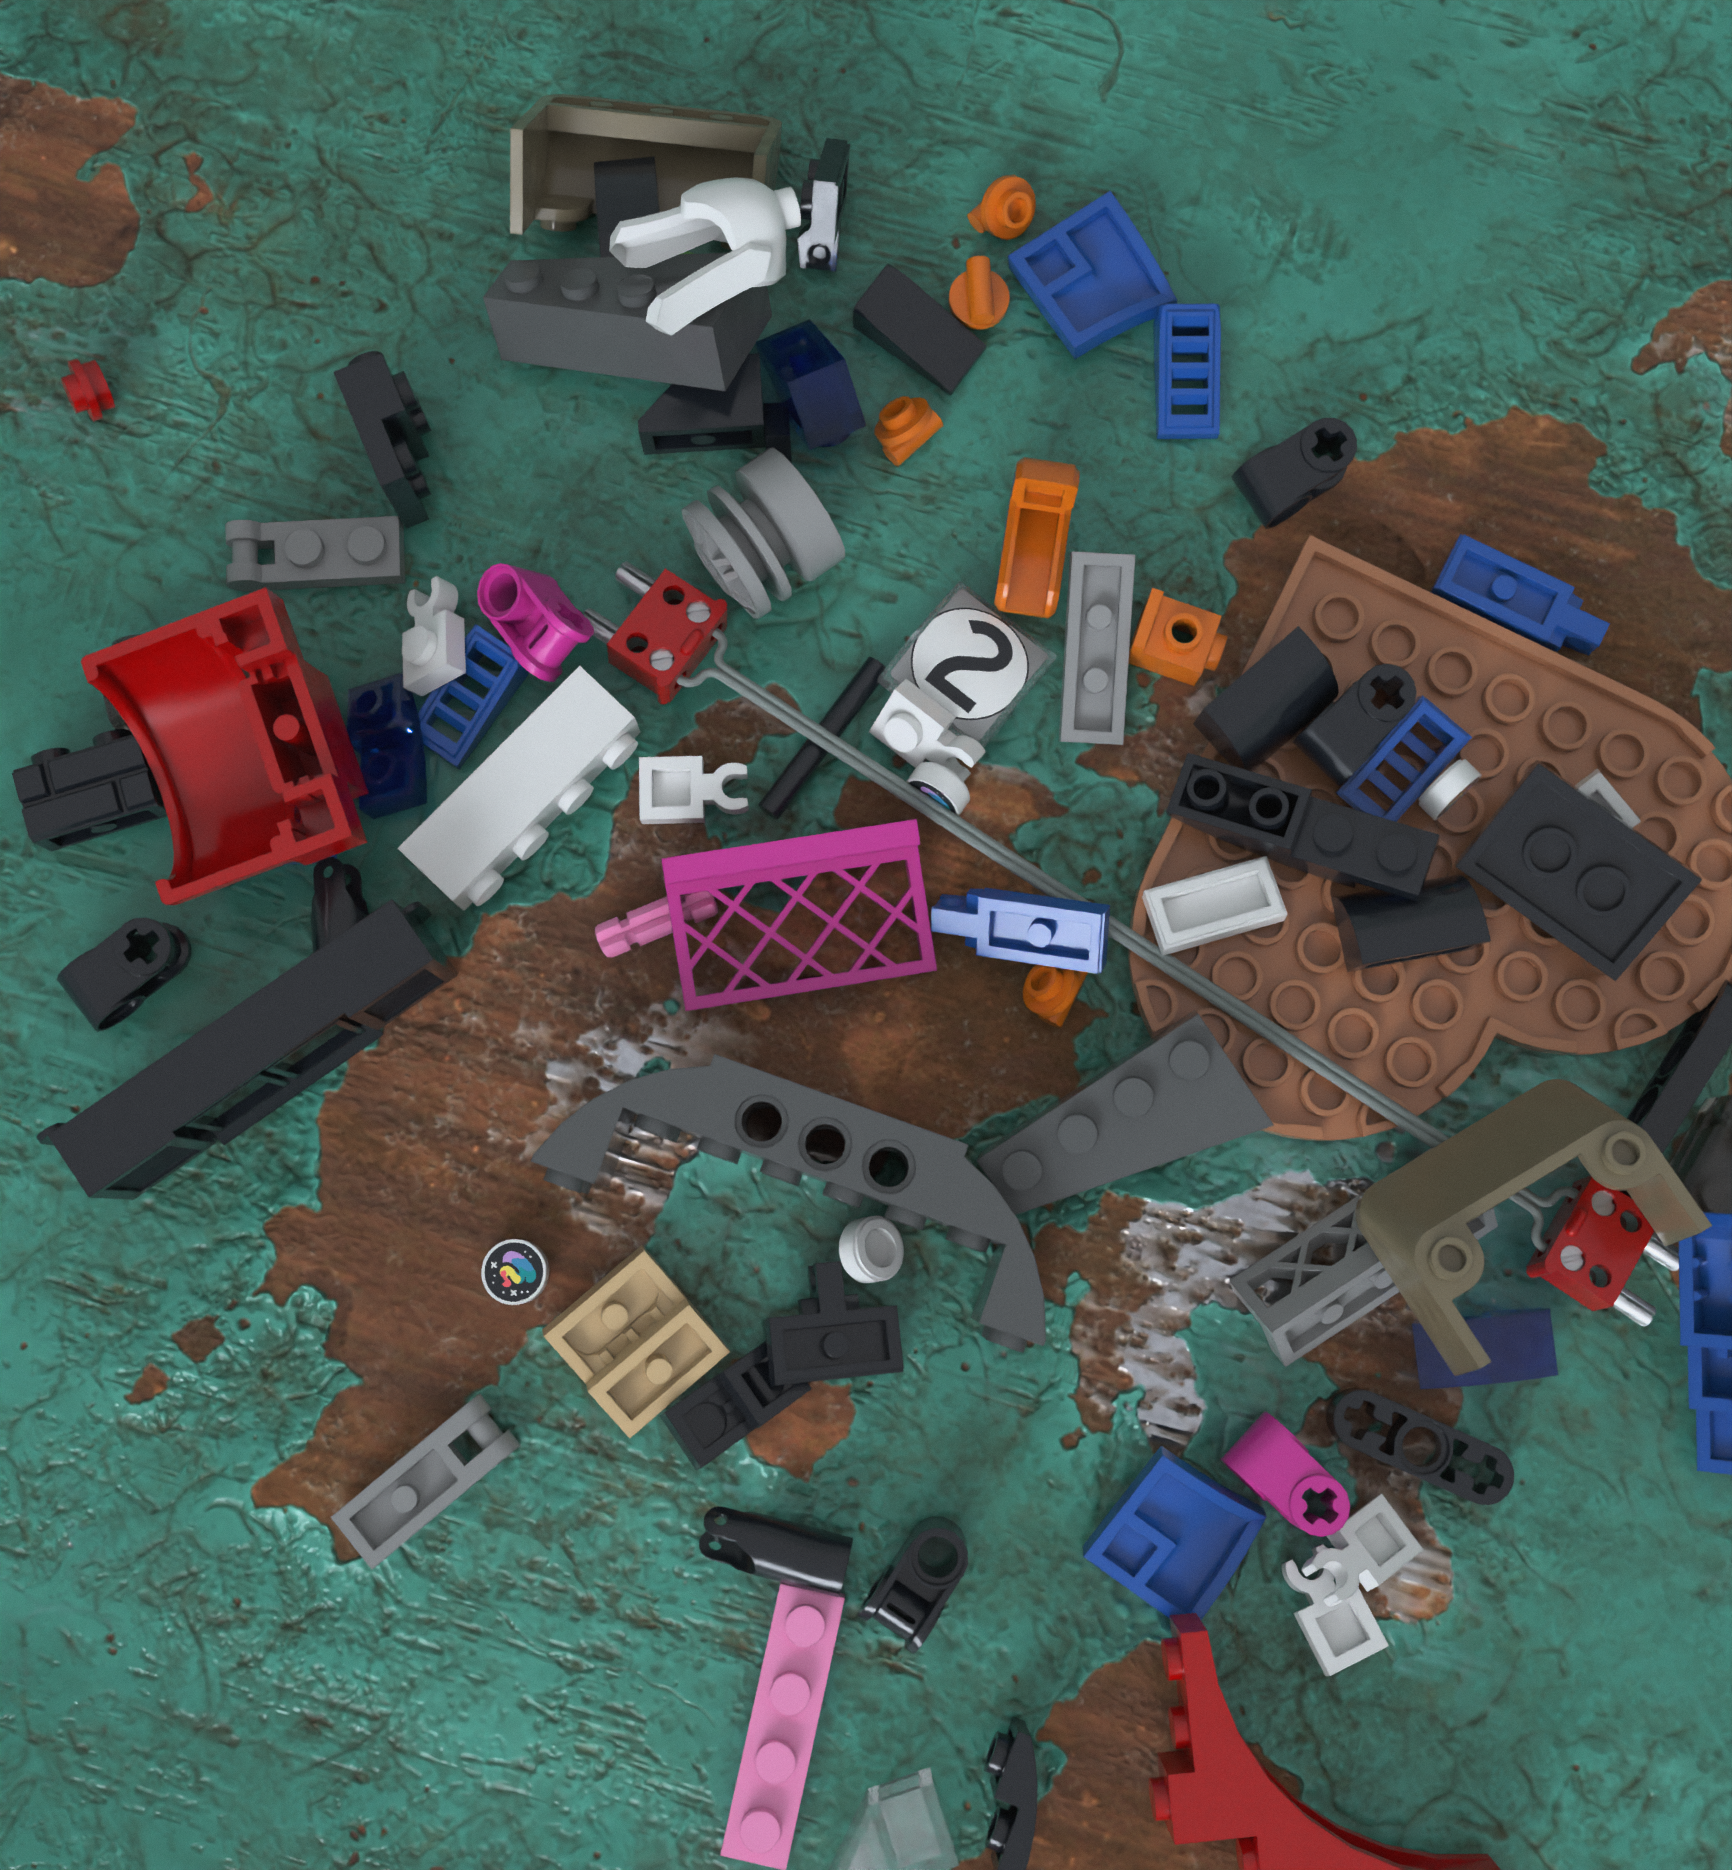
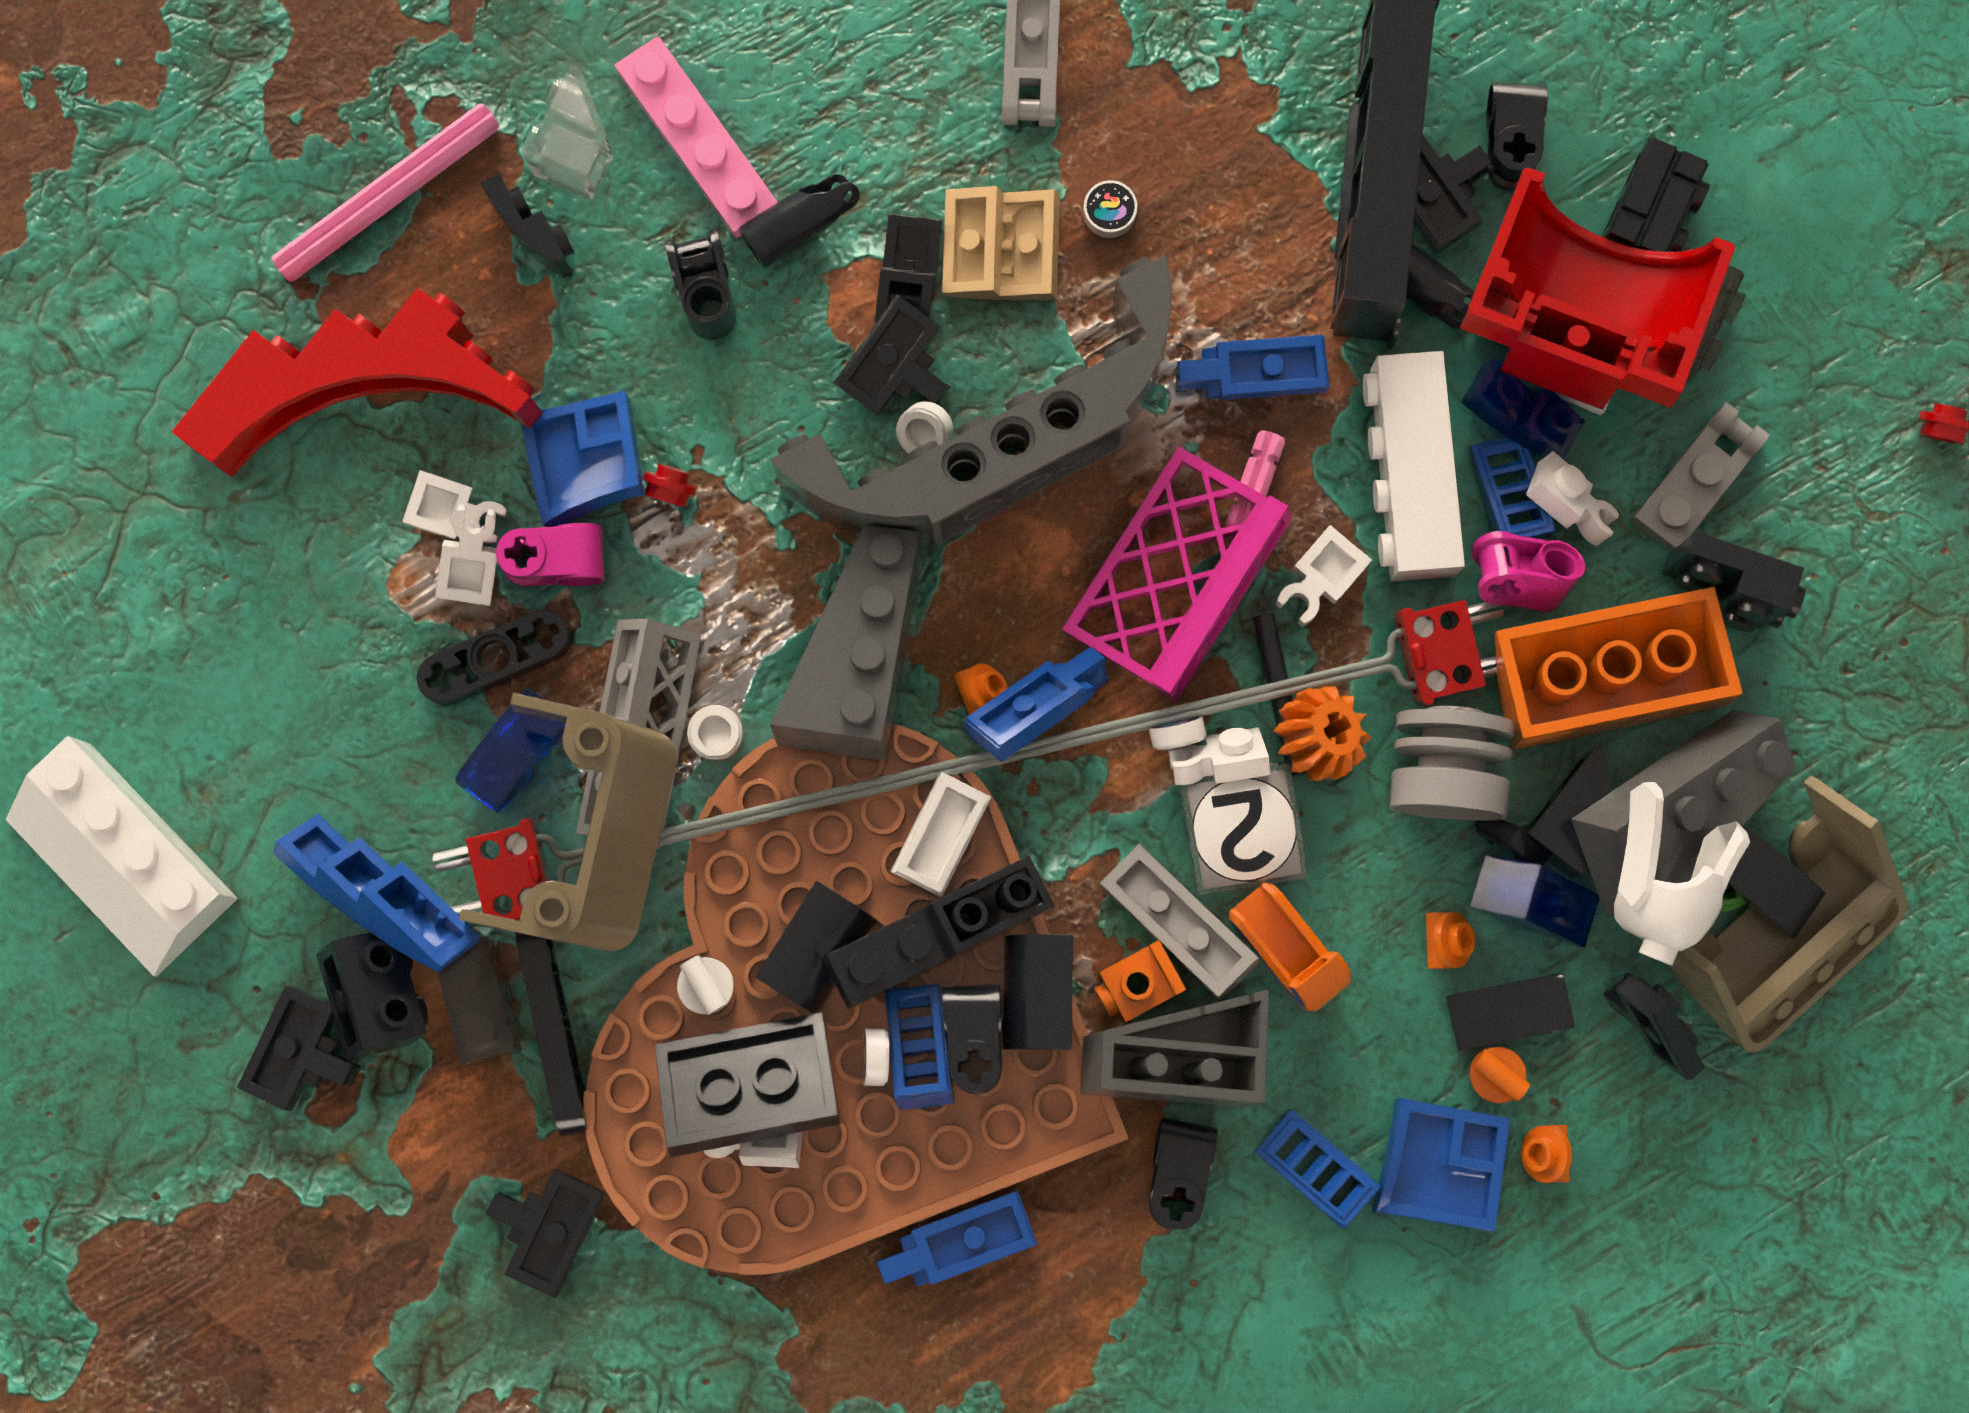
camera: 140 degrees right, 0 degrees up
(251, 965) = (1443, 195): none -> black hinge
(549, 1005) = (1258, 368): none -> blue hinge
(556, 471) = (1615, 668): none -> orange slope
(830, 666) = (1322, 733): none -> orange gear
(1129, 1433) = (669, 485): none -> red plate
(1208, 543) = (1184, 1057): none -> dark grey wedge
(1300, 1187) = (715, 733): none -> white tile
(1525, 985) = (705, 985): none -> white plate

